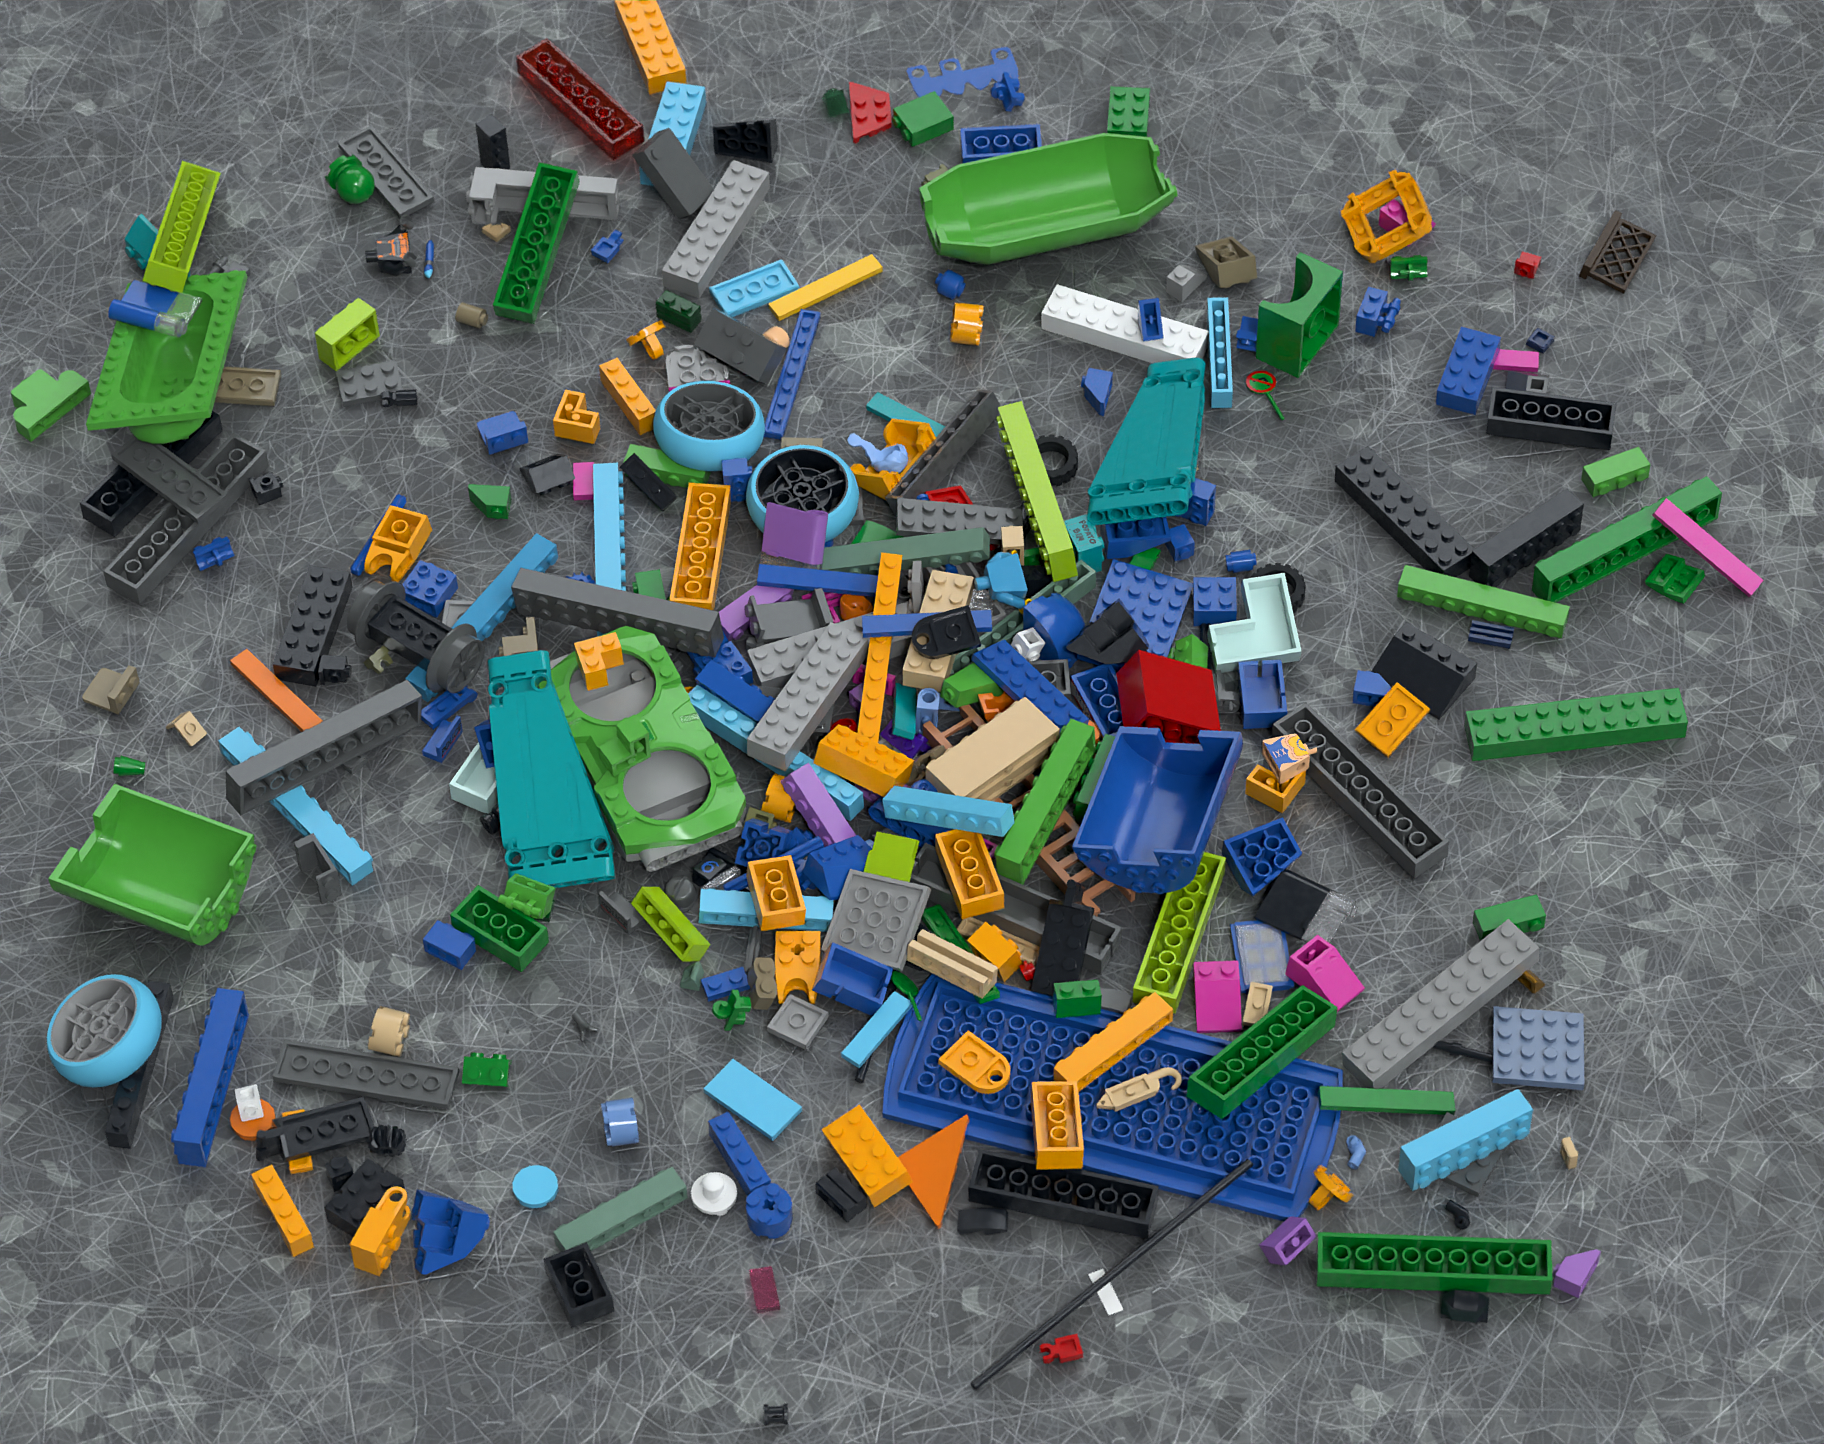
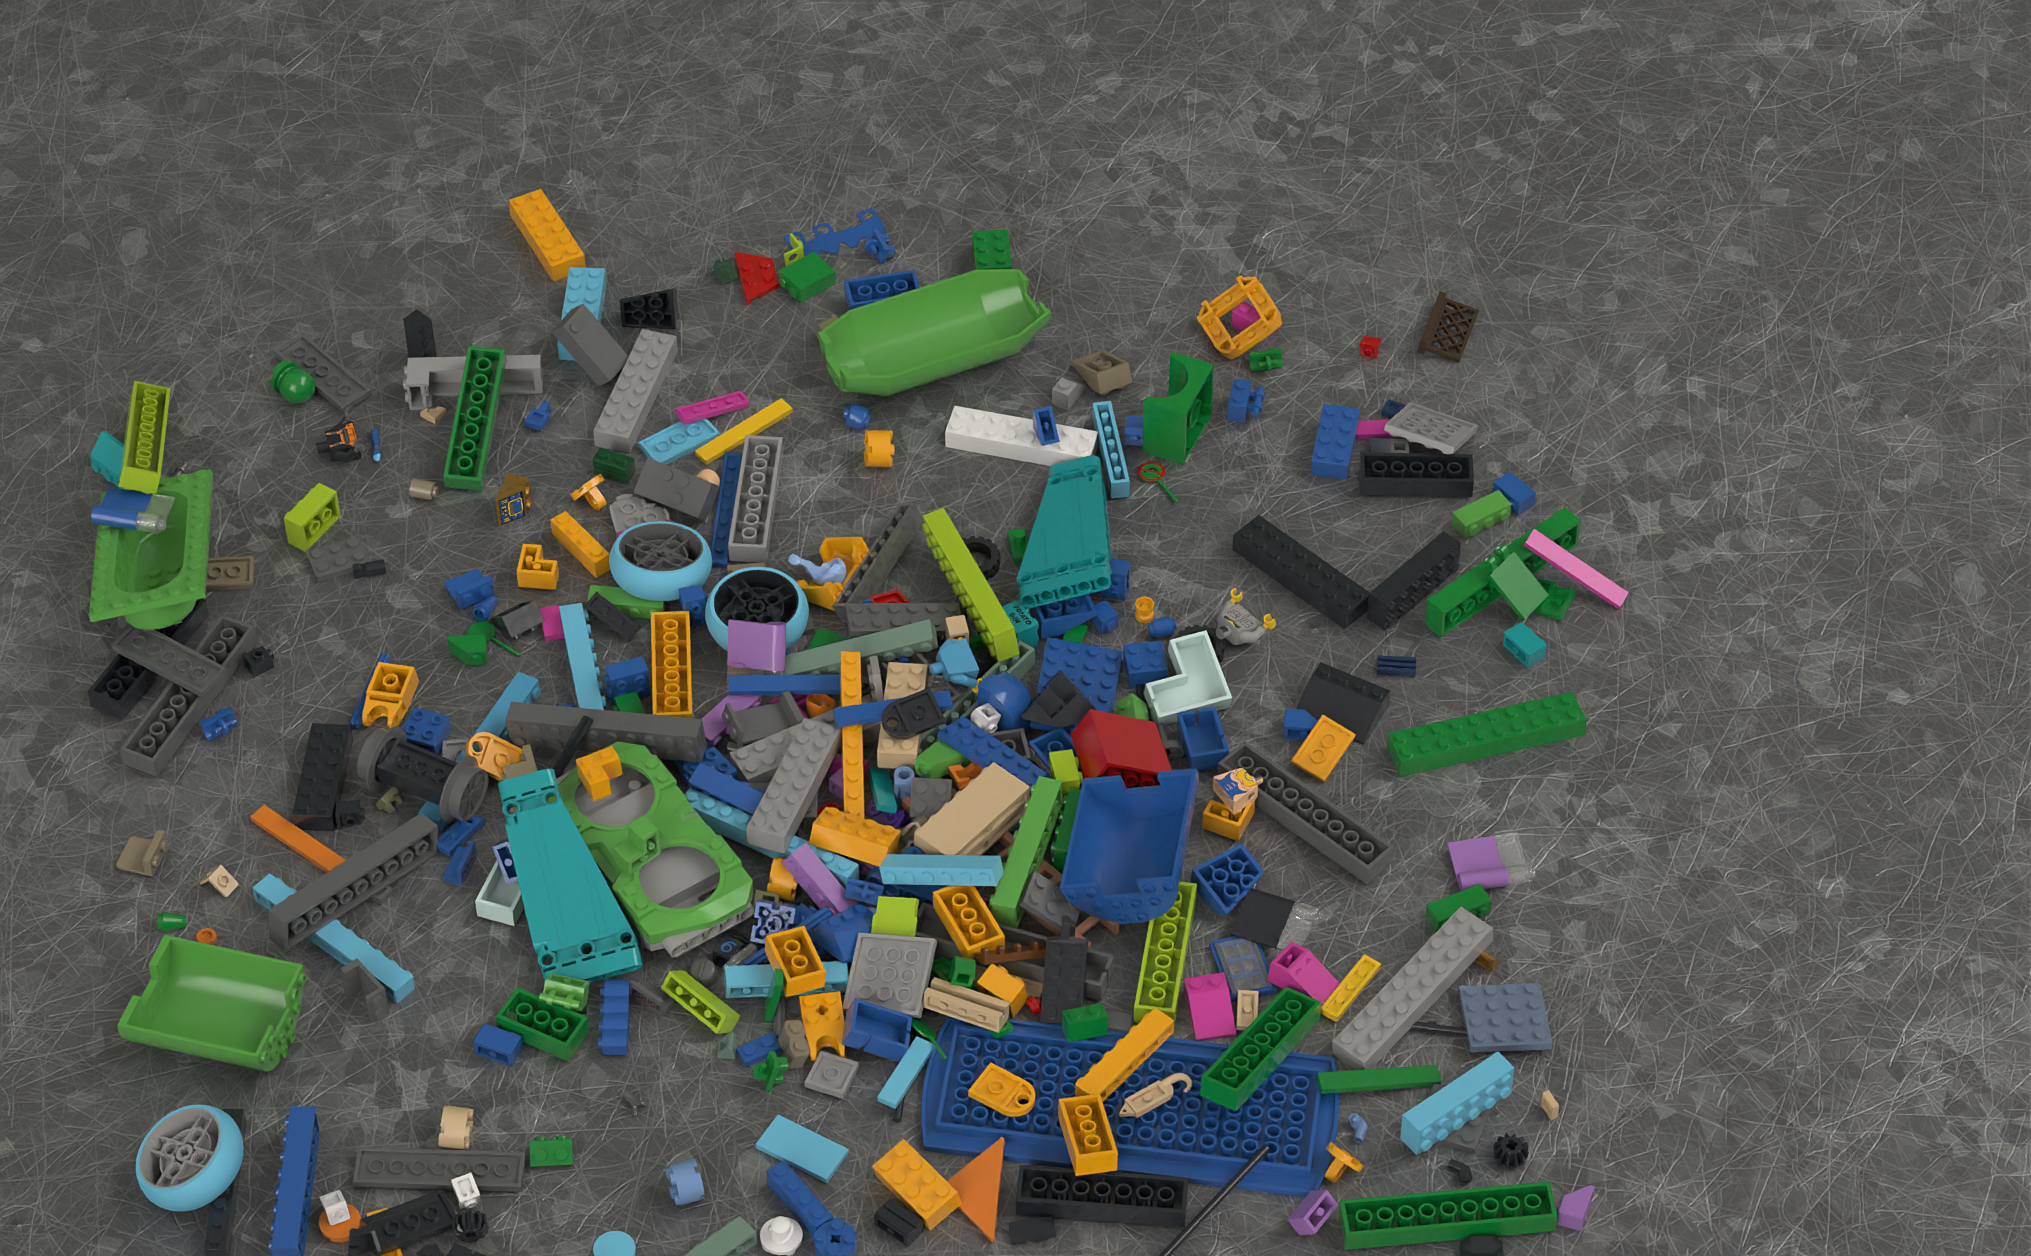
camera: 10 degrees left, 5 degrees down
(44, 400) = (38, 606): bright green brick -> none
(163, 789) = (206, 936): none -> orange tile
(389, 1102) = (466, 1191): none -> white bracket
(491, 821) = (519, 930): black wheel -> none
(495, 621) = (493, 753): none -> light orange tile
(515, 456) = (484, 609): none -> blue cone
(515, 481) = (487, 628): none -> green piece
(564, 337) = (513, 499): none -> slope
(575, 626) = (572, 745): none -> black axle
(578, 929) = (615, 1017): none -> blue brick
(580, 99) = (492, 290): clear red brick -> none
(651, 553) = (627, 678): none -> blue brick
(748, 927) = (773, 995): none -> green tile
(796, 256) = (712, 407): none -> dark pink tile
(824, 366) = (755, 499): none -> light grey brick
(863, 822) = (863, 891): none -> blue hips
(890, 409) = (821, 530): teal tile -> none
(918, 87) = (797, 248): none -> lime bracket
(951, 725) = (929, 796): none -> dark grey plate
(952, 926) = (962, 971): none -> green brick
(1008, 913) = (1011, 954): none -> reddish brown hinge
(1057, 859) = (1047, 901): none -> dark grey plate
(1097, 388) = (1006, 492): slope -> none
(1100, 446) = (1018, 543): none -> green tile
(1102, 713) = (1064, 768): none -> lime brick
(1225, 539) = (1144, 609): none -> light orange wheel
(1324, 568) = (1238, 624): none -> light grey torso
(1374, 994) = (1350, 988): none -> yellow plate
(1483, 601) = (1384, 638): bright green brick -> none
(1517, 1199) = (1510, 1150): none -> black gear
(1553, 870) = (1490, 862): none -> medium lavender door
(1576, 367) = (1430, 428): none -> light grey plate
(1636, 555) = (1514, 582): none -> green tile
(1636, 626) = (1524, 644): none -> teal brick
(1658, 451) = (1516, 492): none -> blue brick

